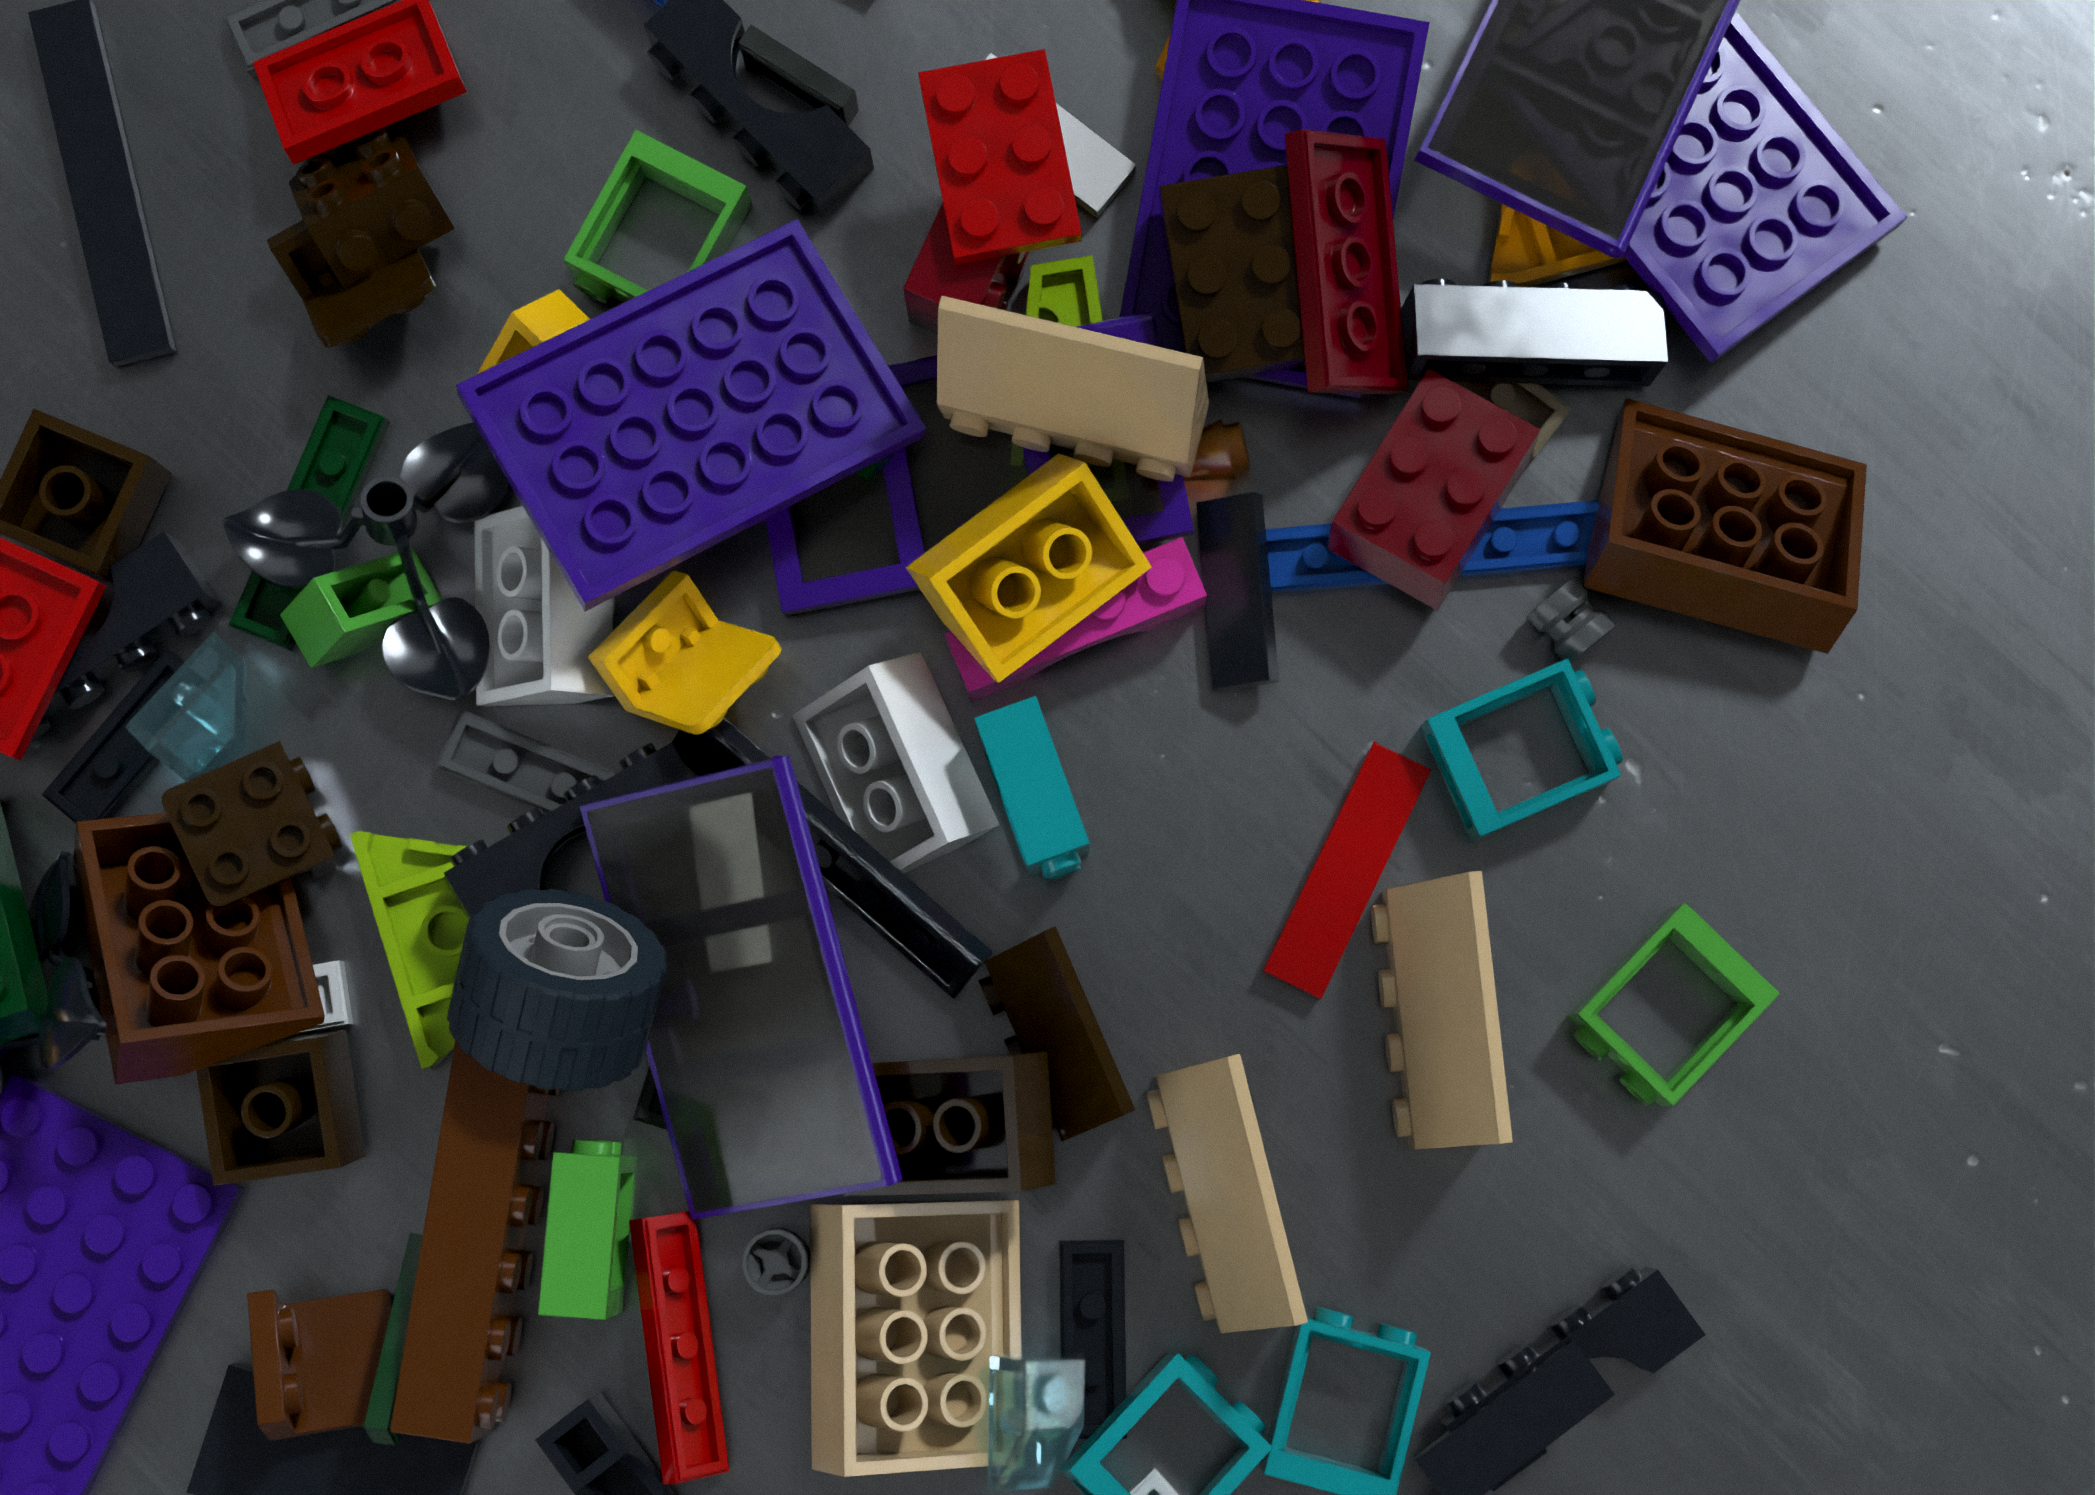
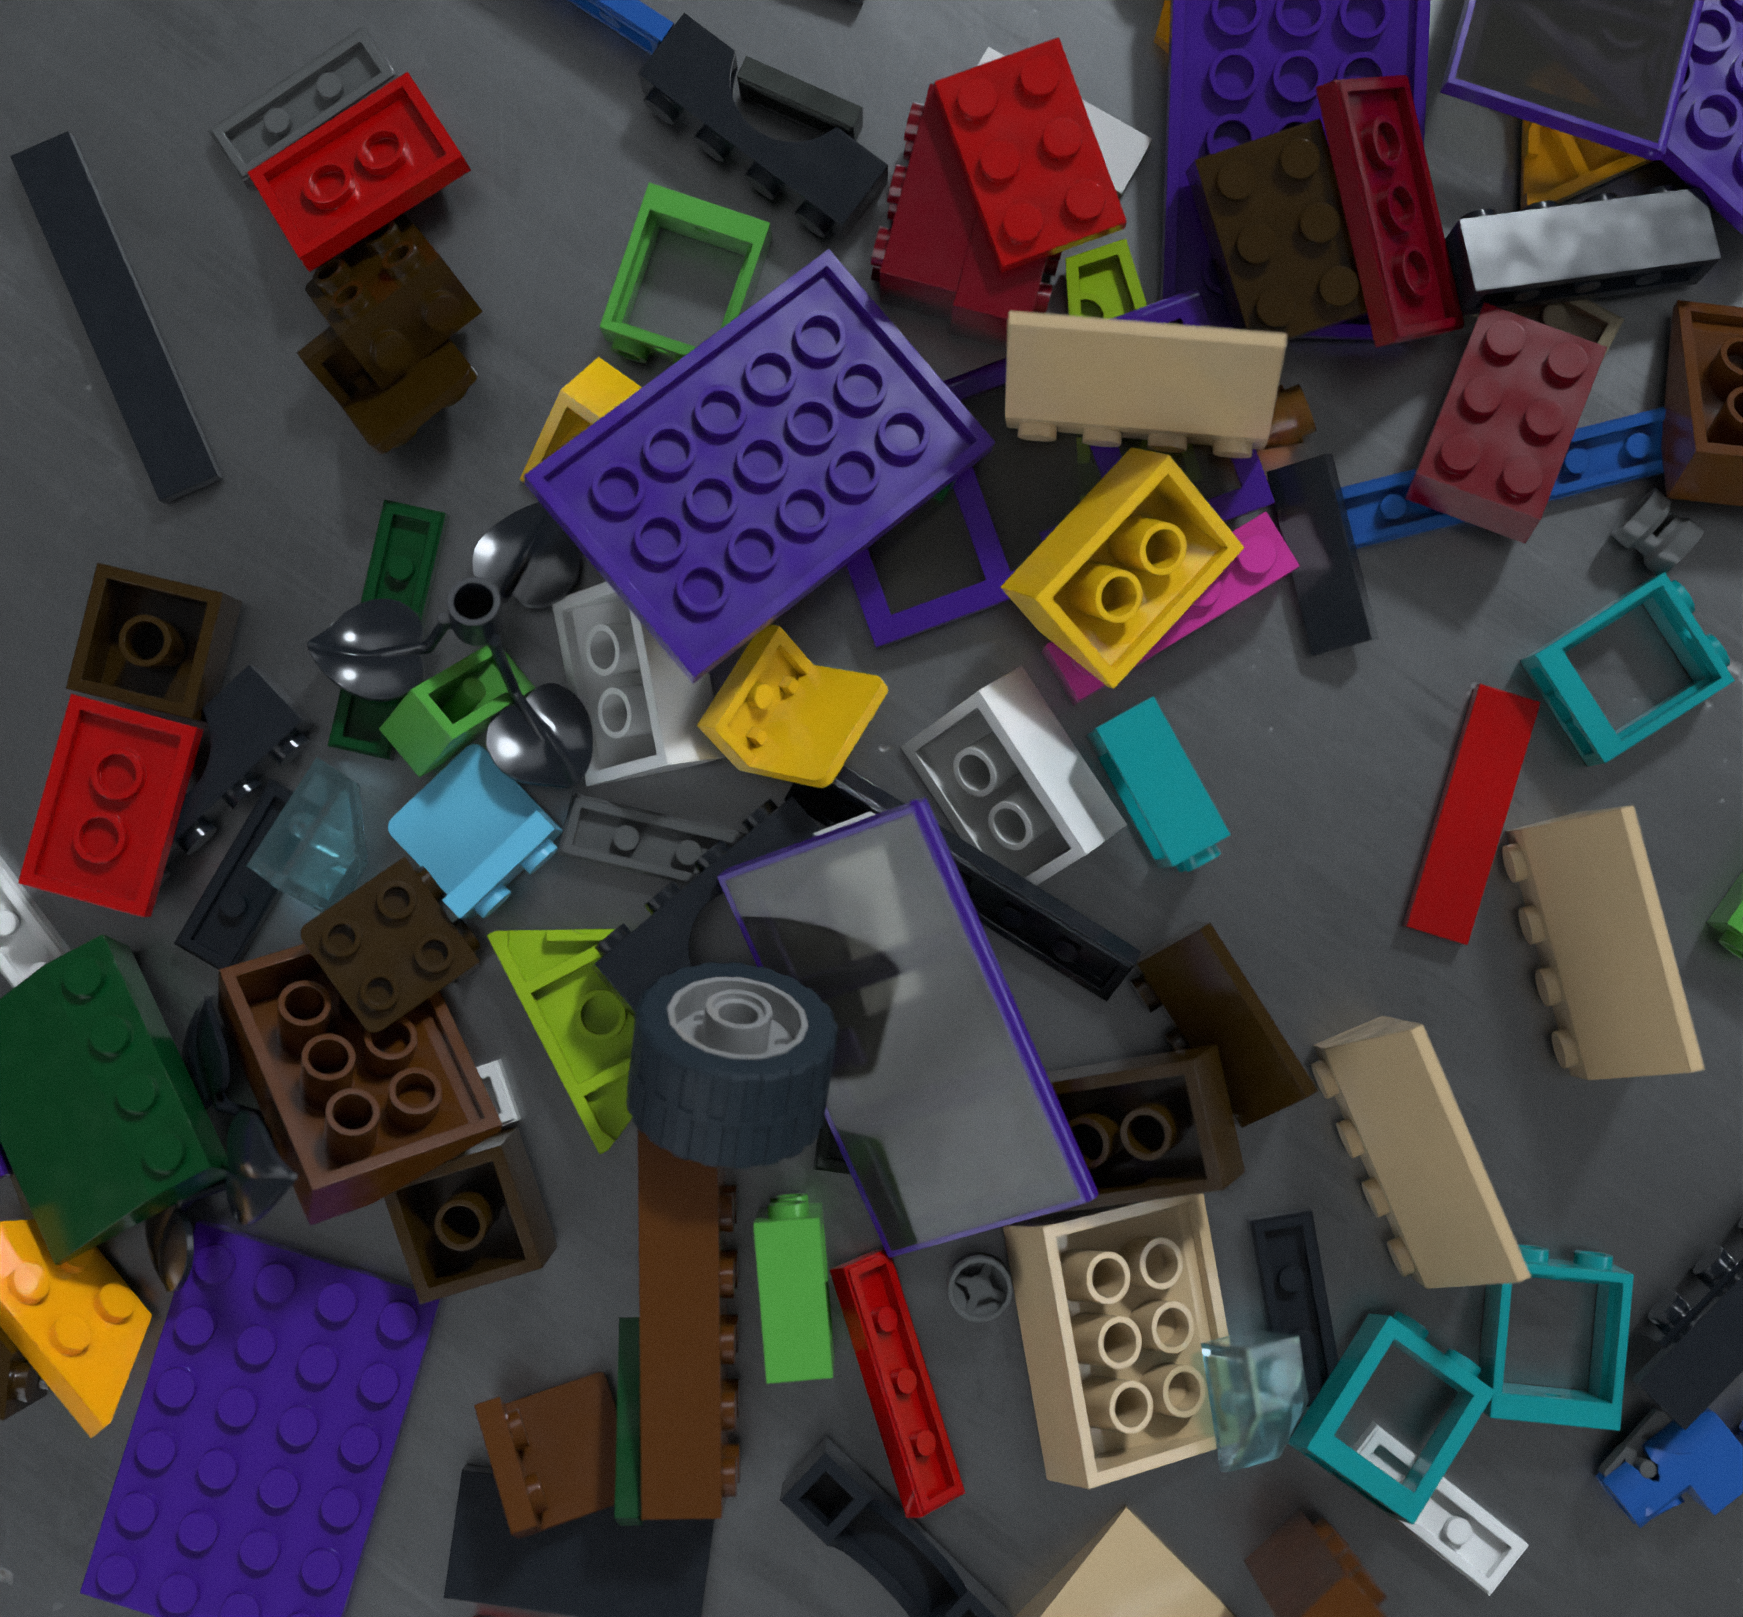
camera: 10 degrees left, 5 degrees up
(356, 732) = (475, 832): none -> medium azure bracket
(897, 205) = (931, 218): none -> dark red brick

